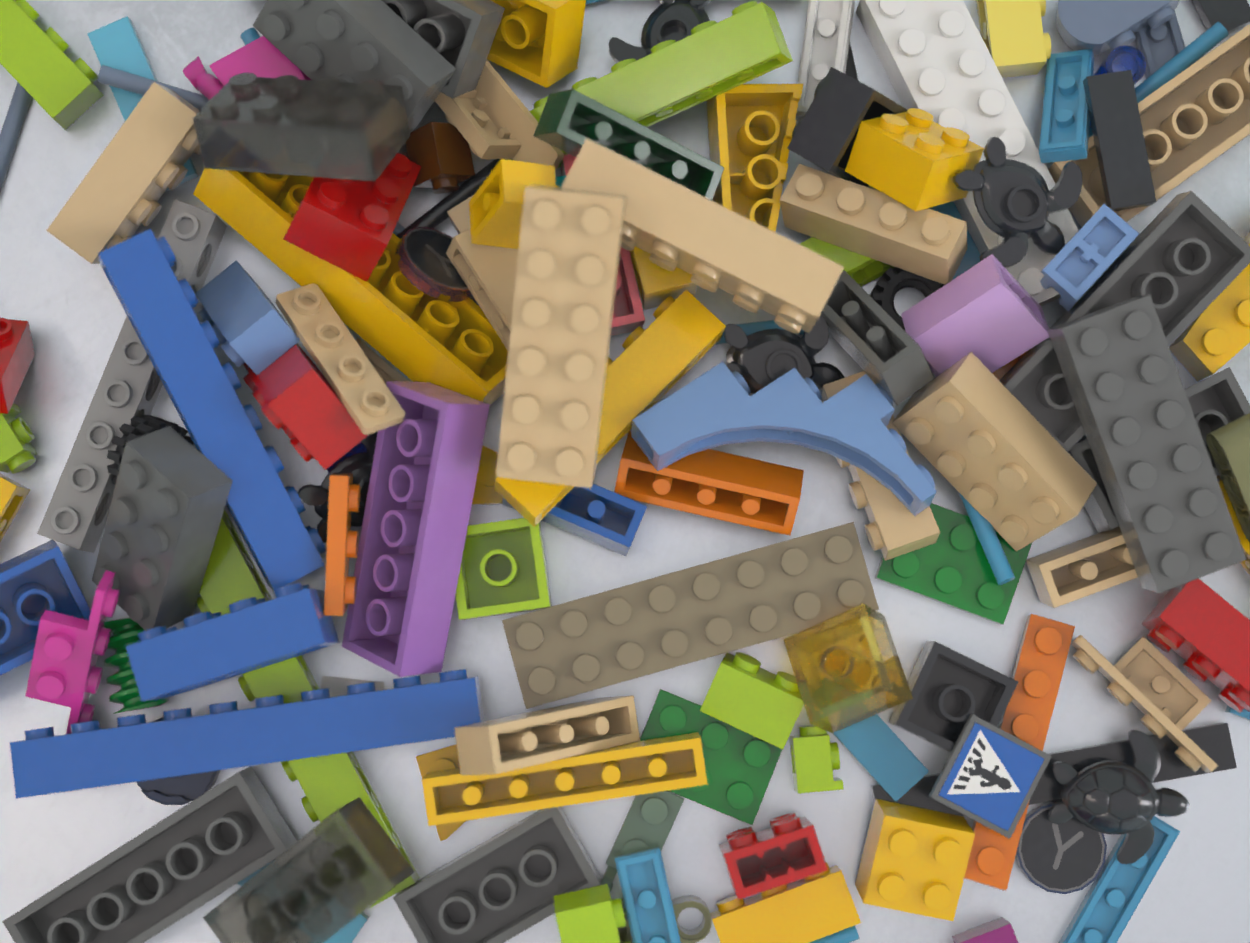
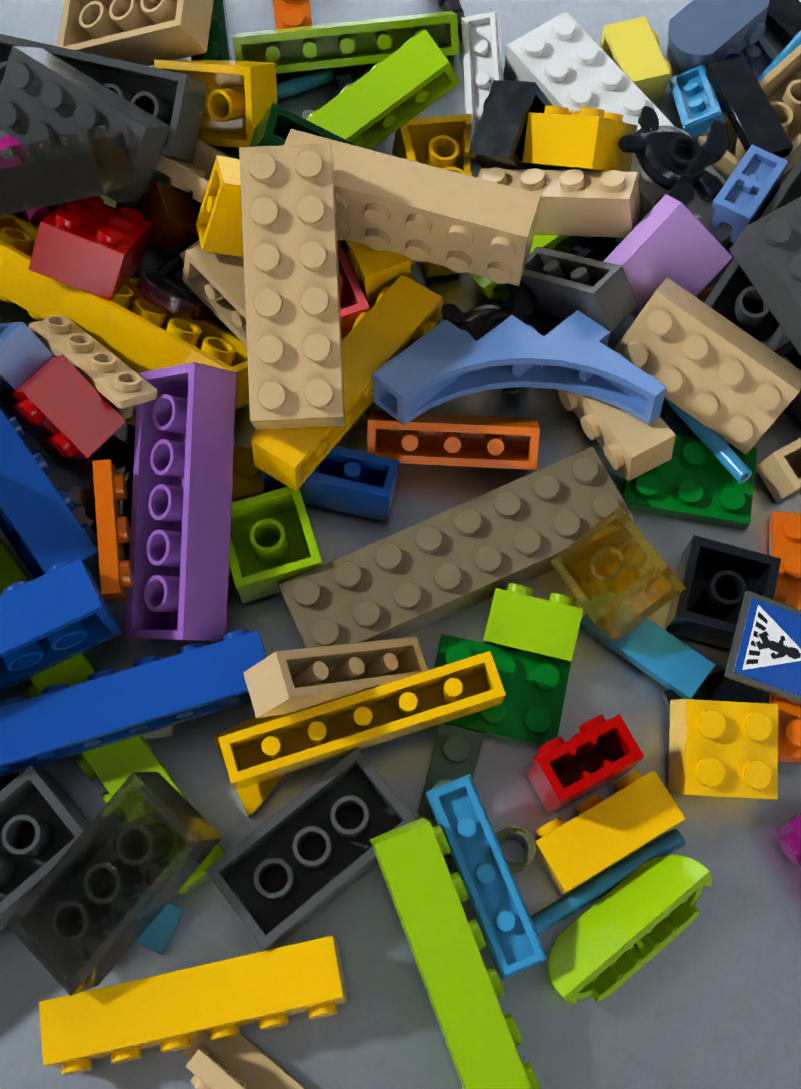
camera: 10 degrees left, 15 degrees down
(814, 761) = (603, 675): lime brick -> none

